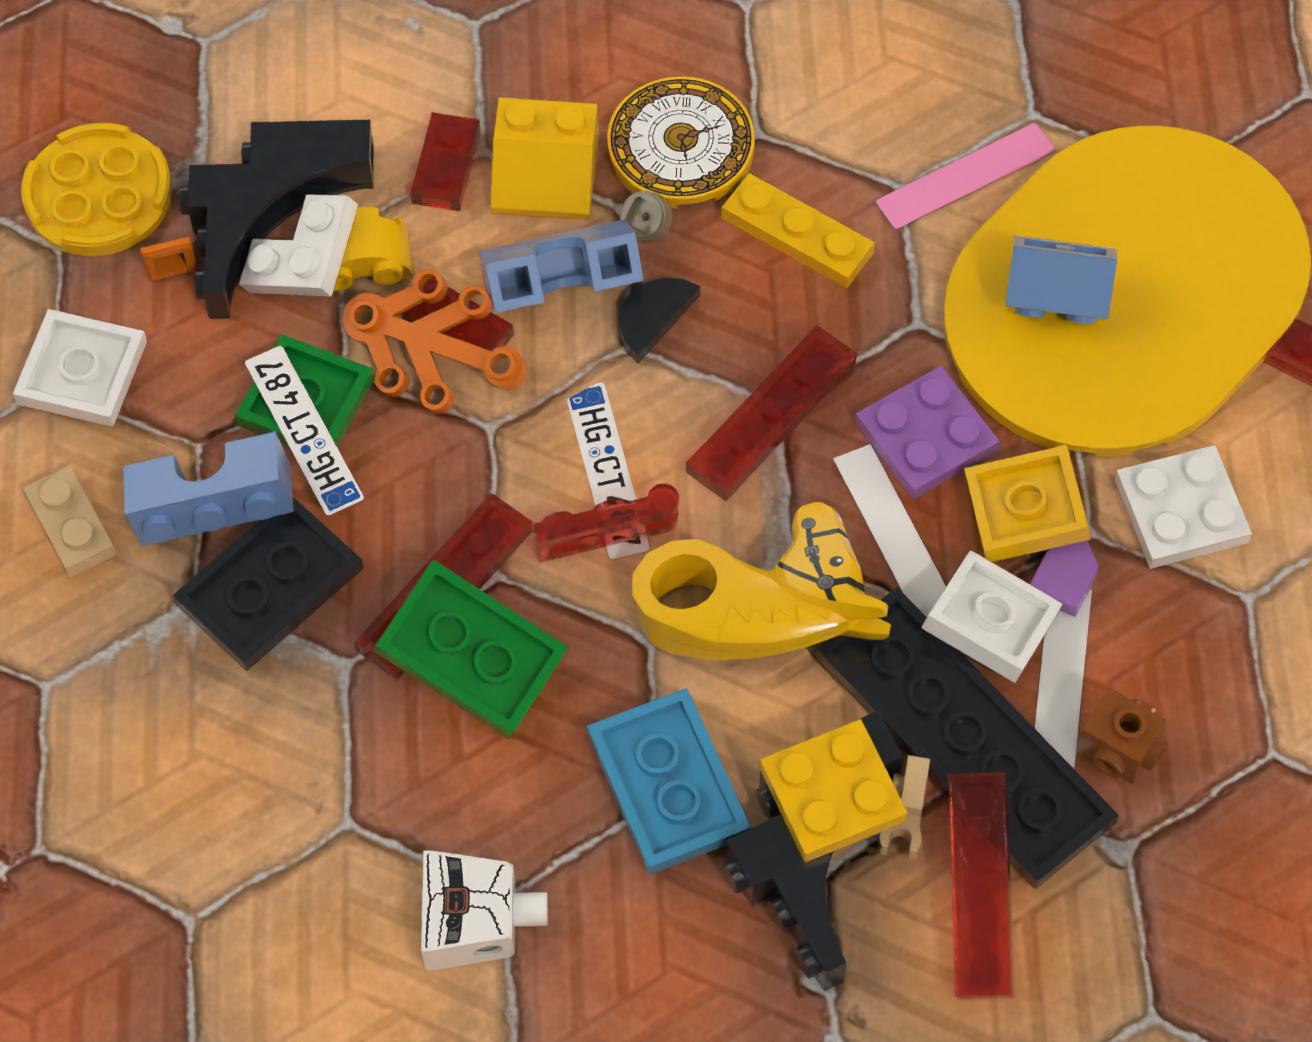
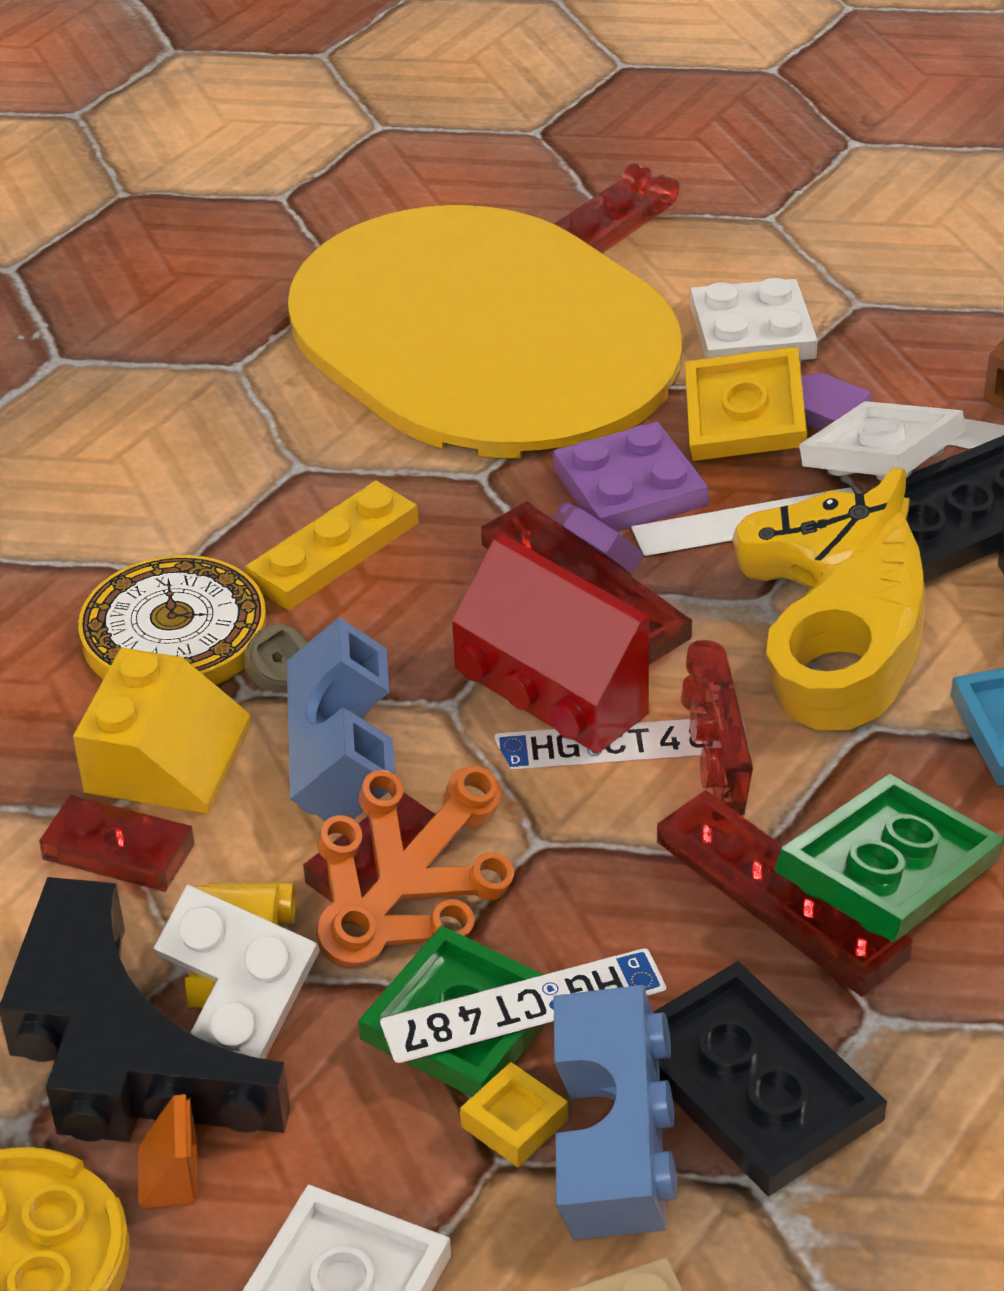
camera: 80 degrees left, 20 degrees down
(208, 439) = (514, 1114): none -> yellow plate
(652, 312) = (421, 673): black tile -> none
(658, 394) = (554, 645): none -> red slope
(828, 411) = (598, 536): none -> medium lavender tile
(965, 175) = (299, 422): bright pink sticker -> none
(1061, 279) = (487, 329): medium blue brick -> none

